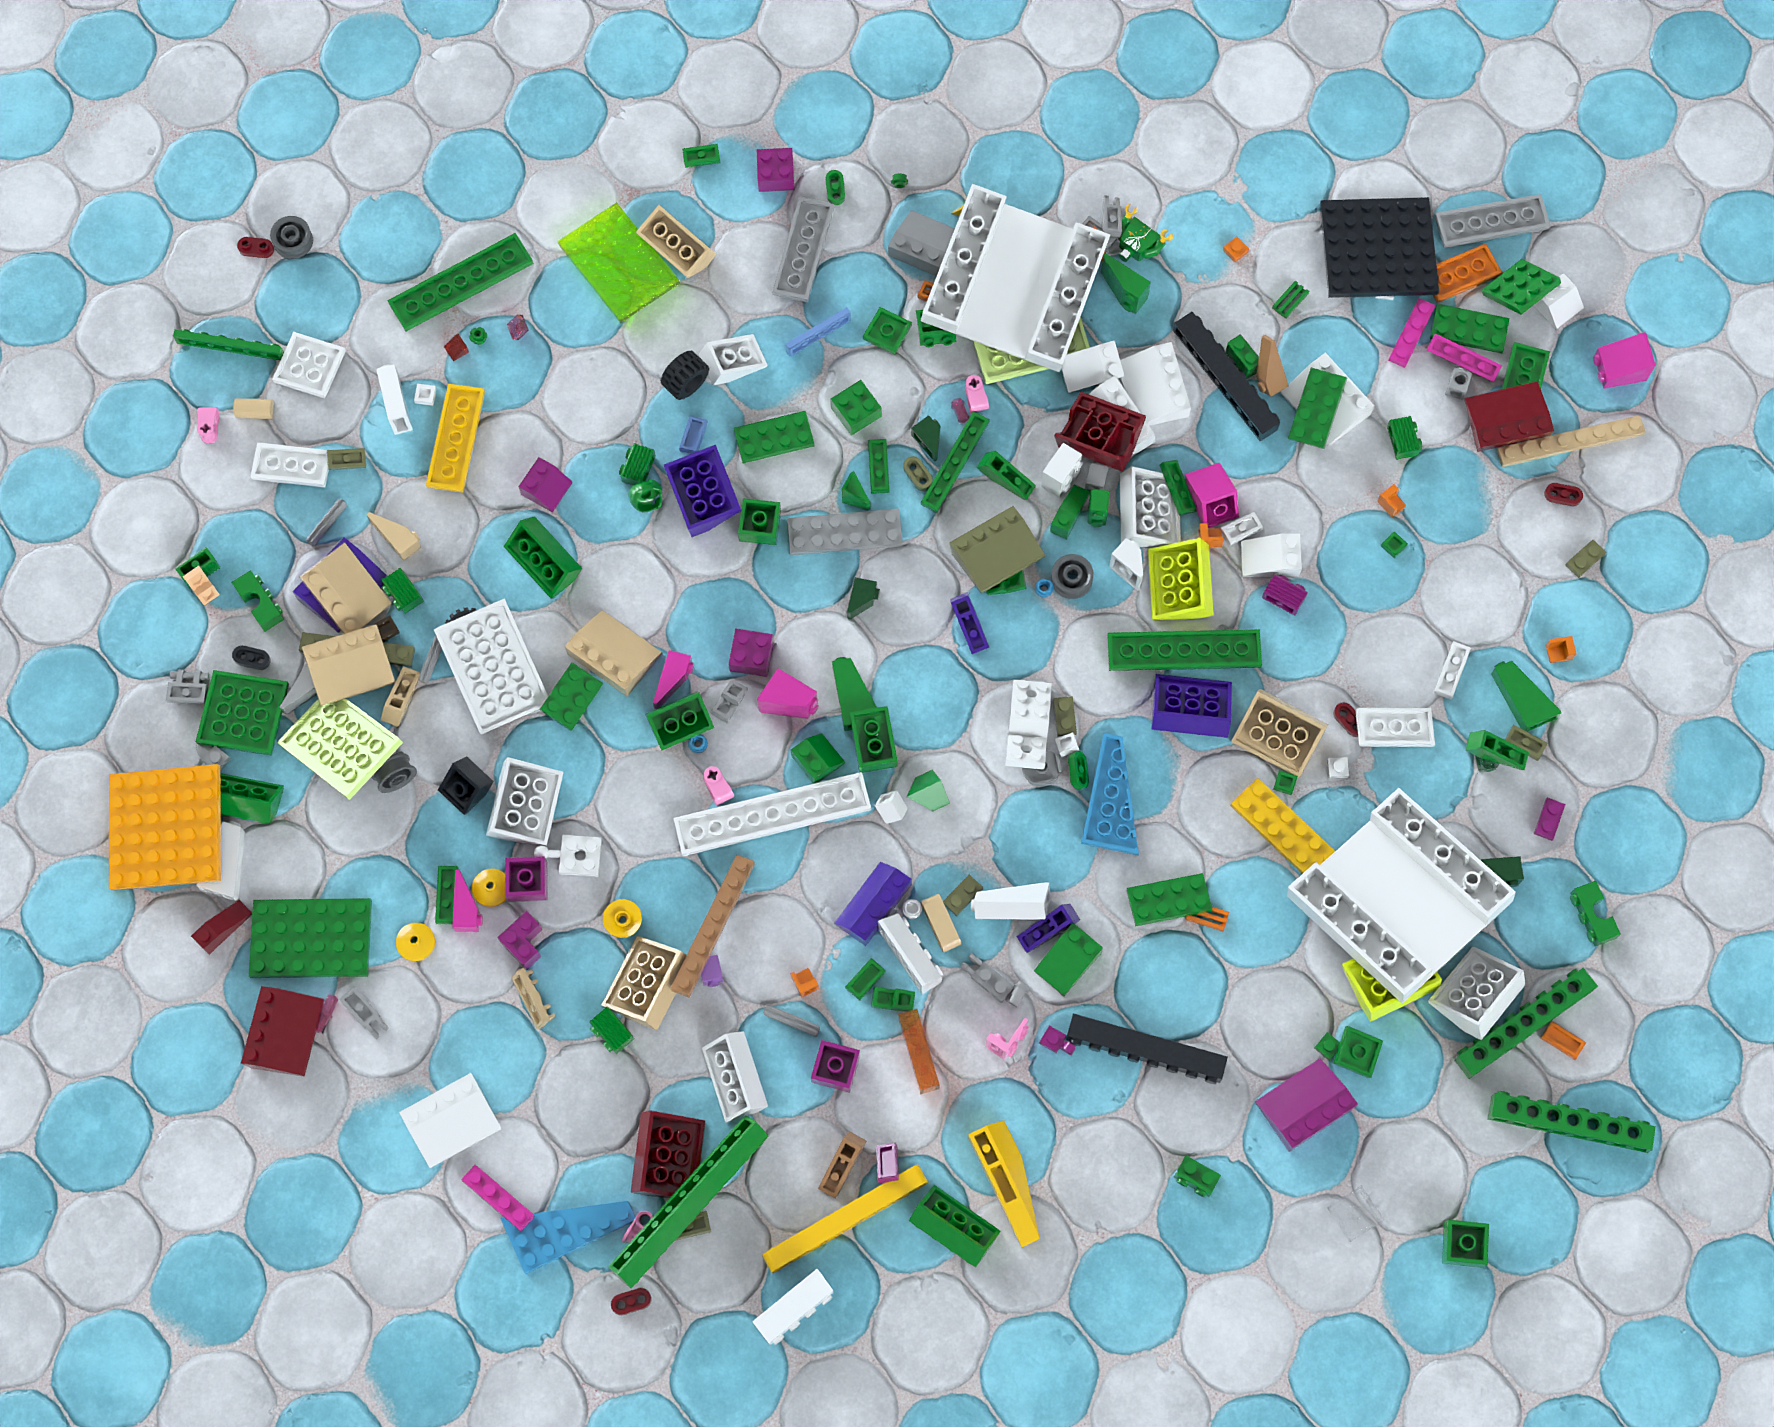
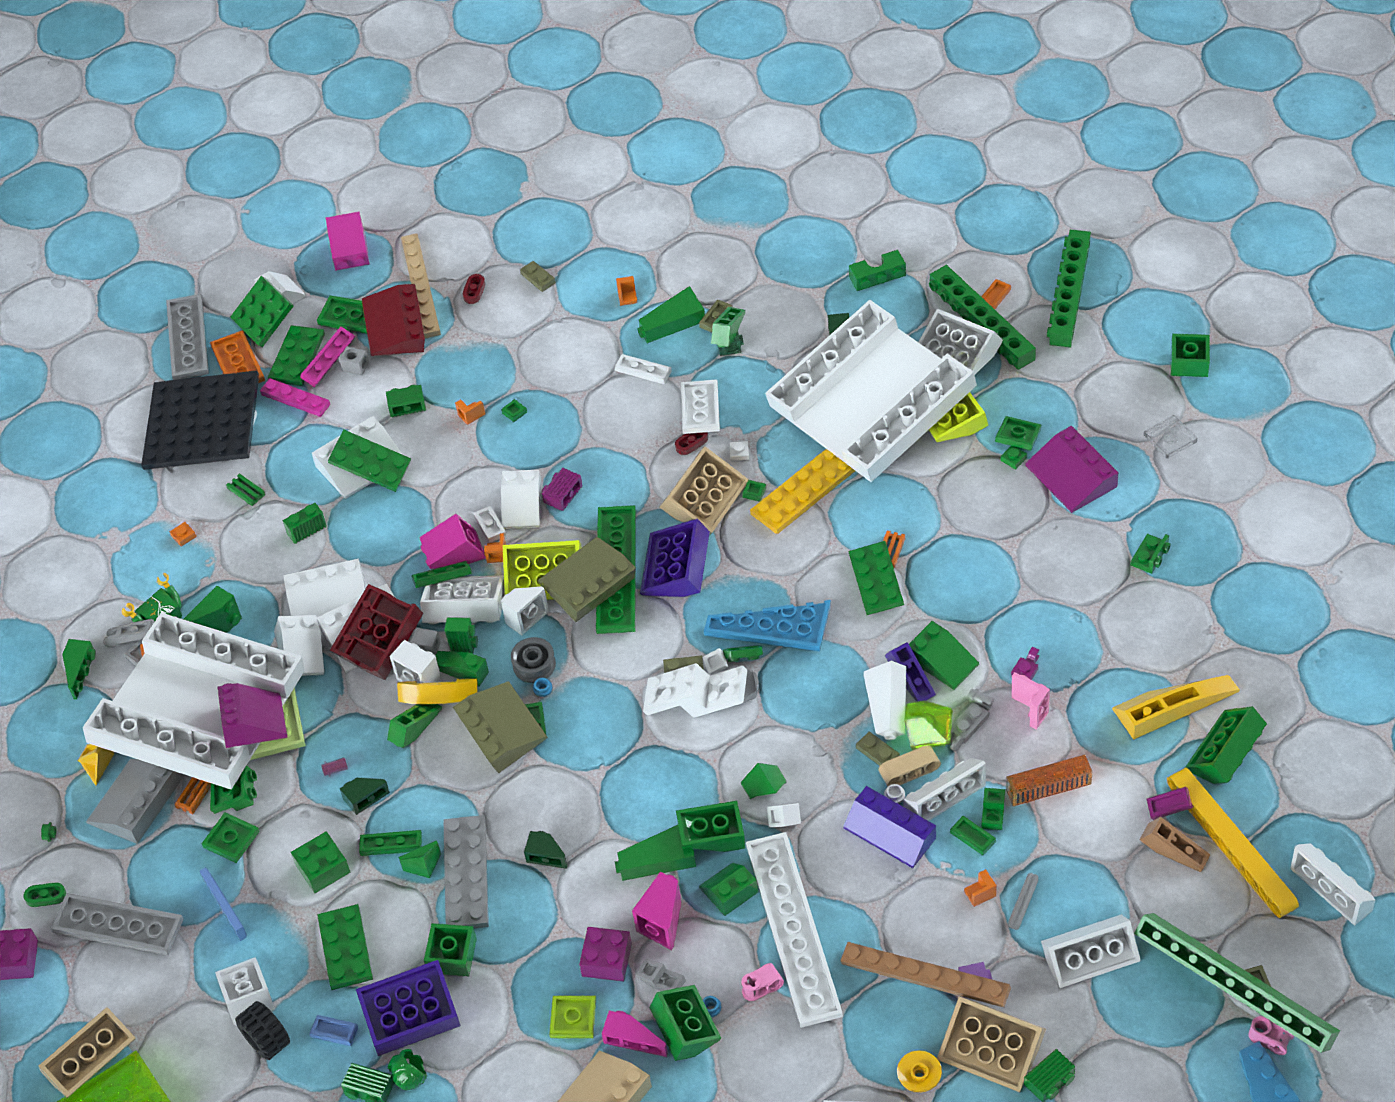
camera: 85 degrees left, 20 degrees down
(631, 1301) = (1351, 1042): dark red plate -> none
(666, 1153) = (1185, 1013): dark red slope -> none
(695, 629) = (572, 1017): none -> lime tile
(835, 1066) = (1072, 852): magenta brick -> none
(918, 474) = (403, 803): olive plate -> none
(955, 462) = (394, 769): green plate -> none
(969, 623) = (575, 750): dark purple slope -> none
(976, 396) = (318, 751): bright pink piece -> none
(984, 941) = (928, 724): none -> clear neon green slope
(989, 325) = (250, 715): none -> magenta slope
(1037, 513) = (436, 693): none -> yellow slope
(1078, 176) = (77, 660): none -> green slope
(1146, 1048) = (1028, 592): black brick -> none
(1162, 619) = (588, 578): none -> olive slope
(1226, 376) = (323, 537): black brick -> none
(1270, 370) = (324, 494): medium nougat slope -> none
(1549, 819) = (788, 302): magenta plate -> none

